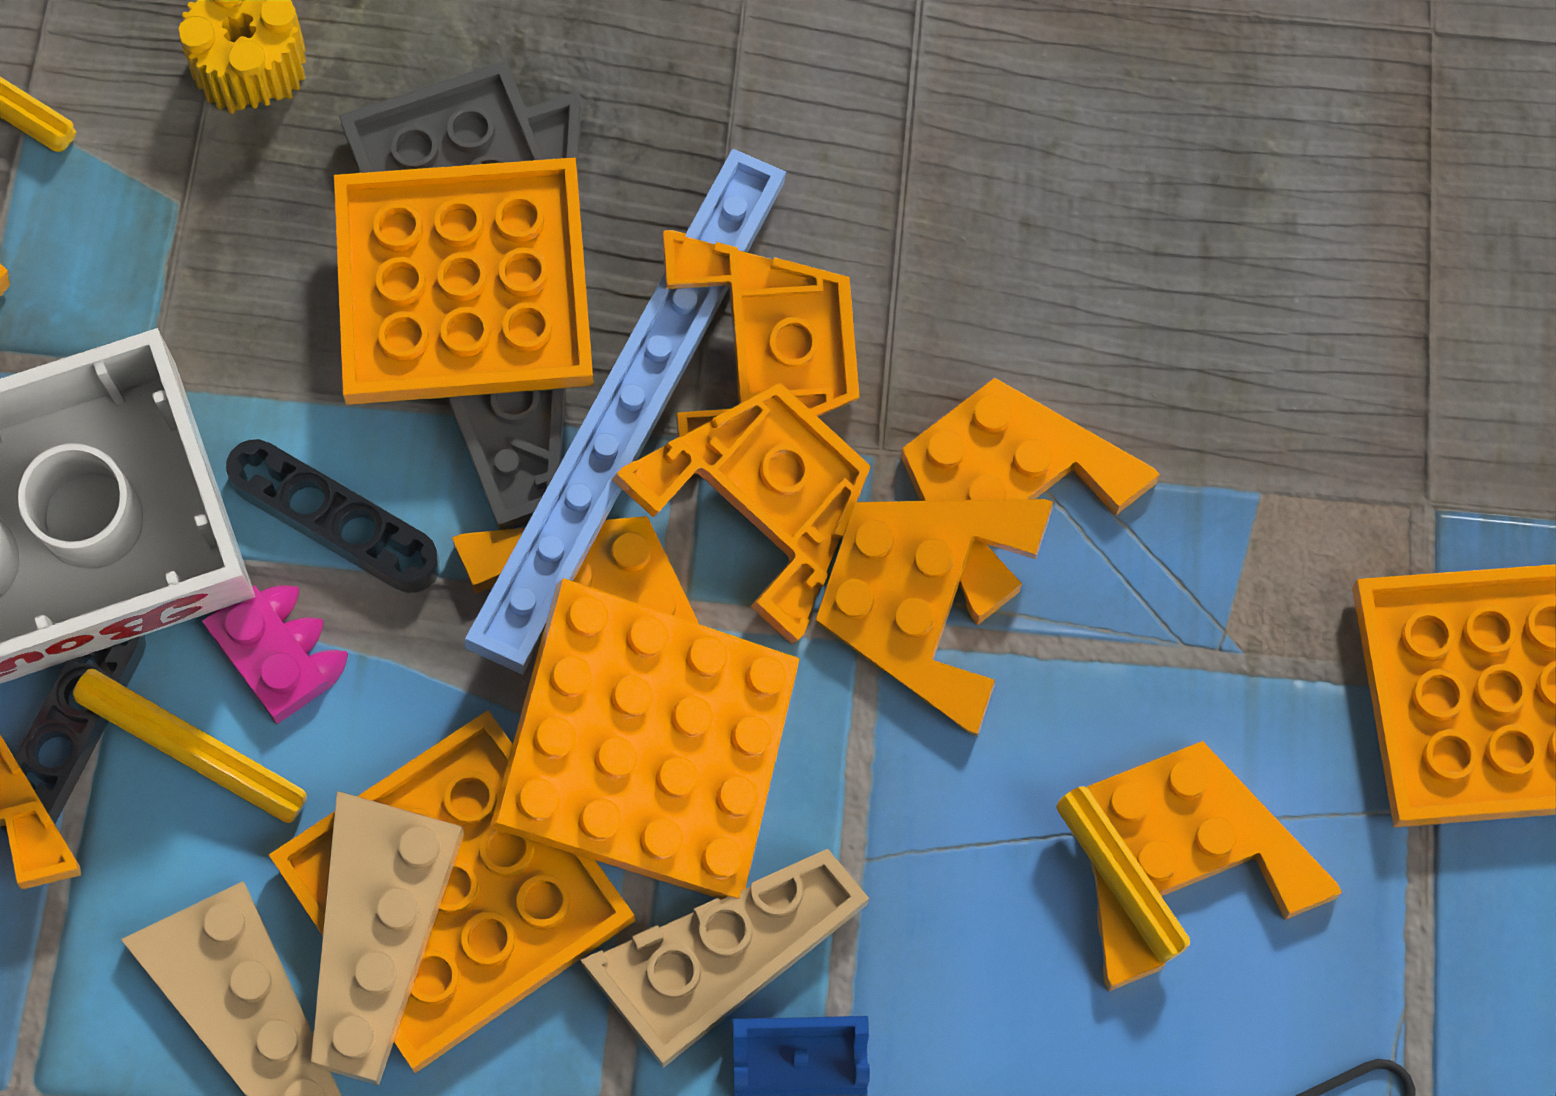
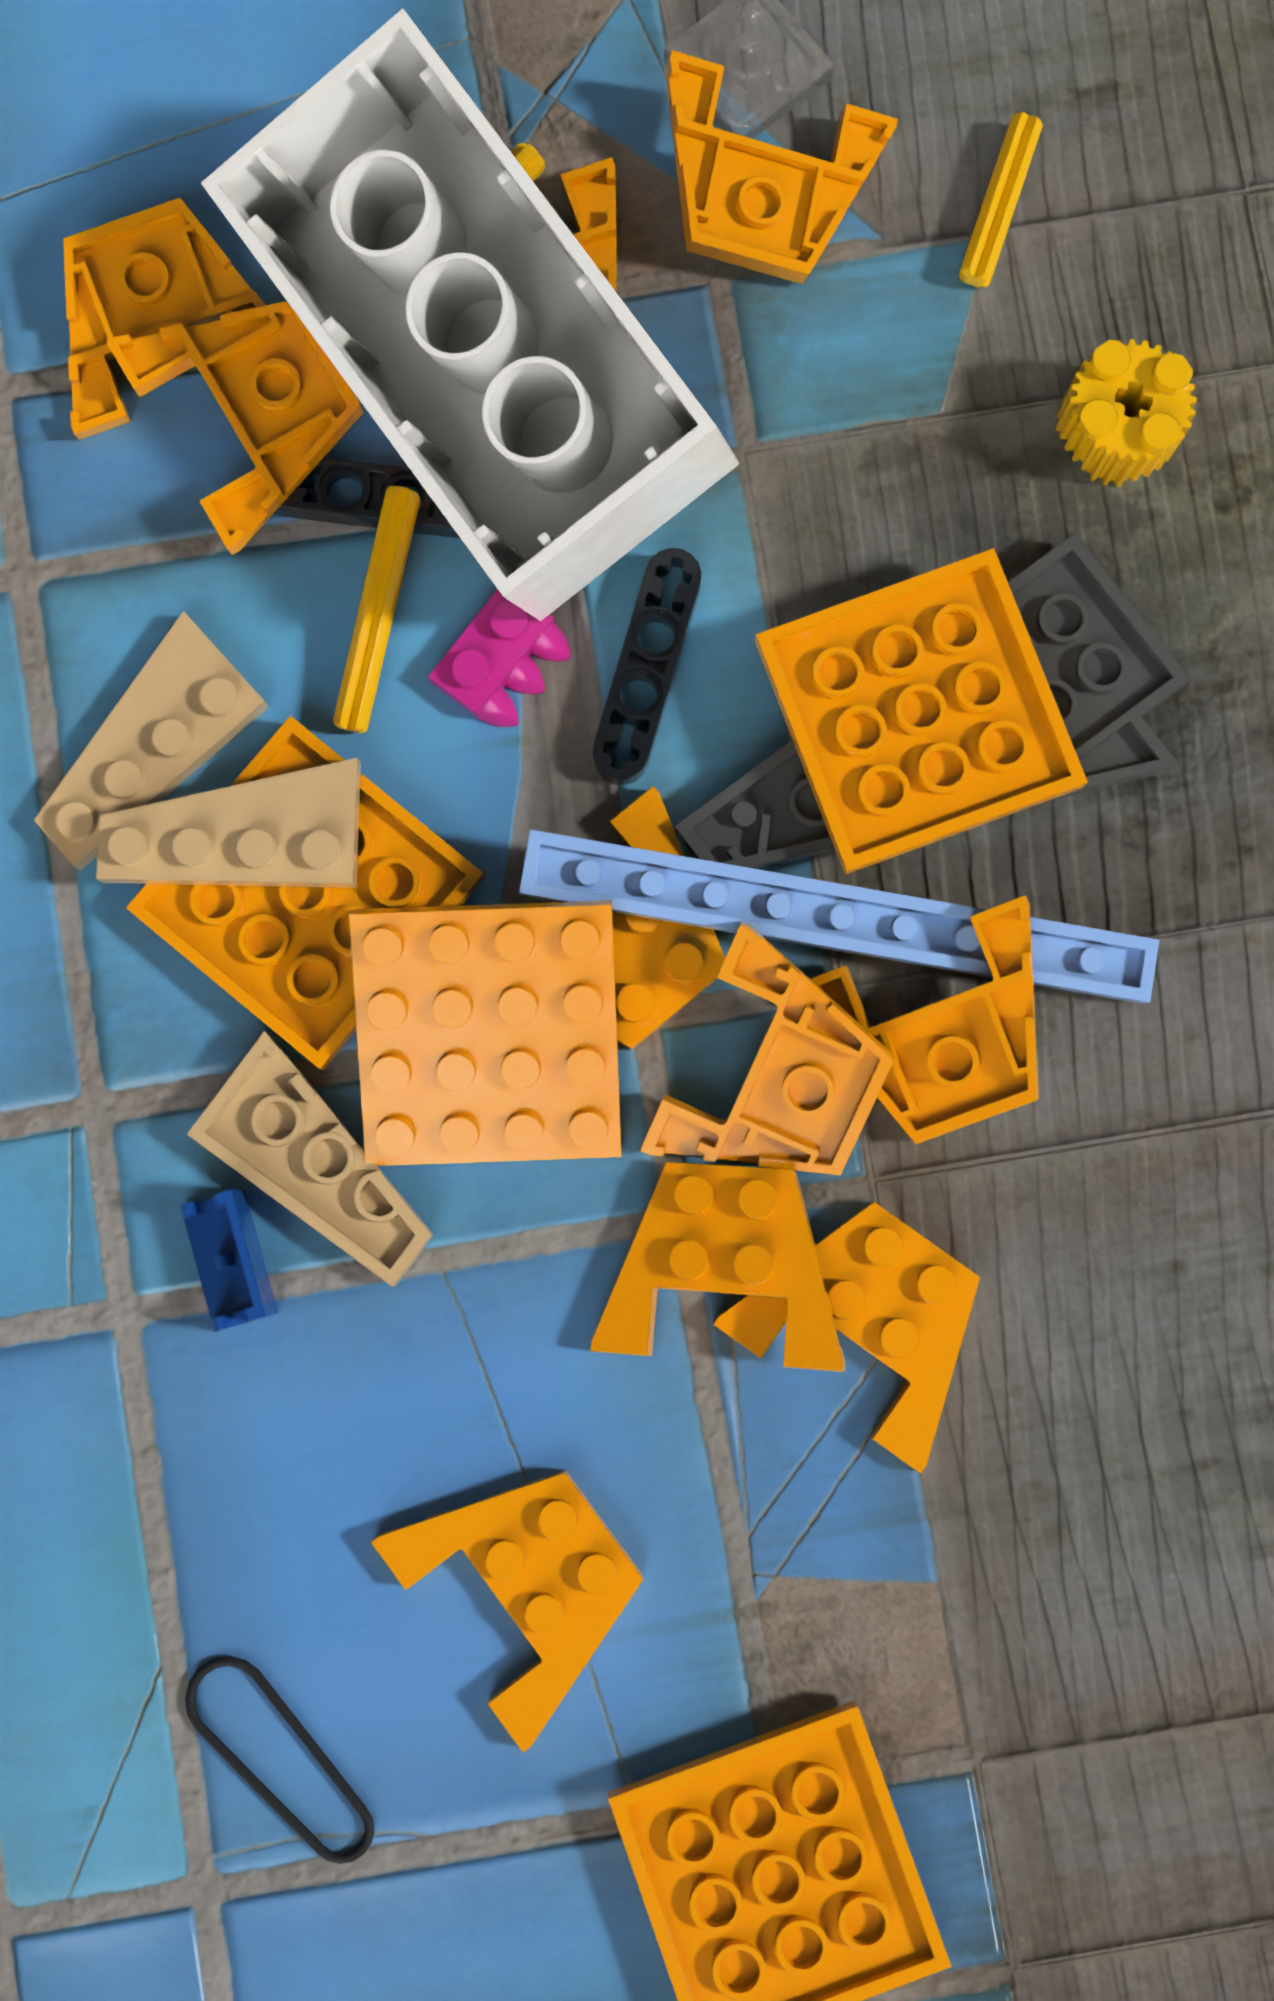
camera: 80 degrees right, 15 degrees up
(1123, 874) = (478, 1529): yellow axle -> none

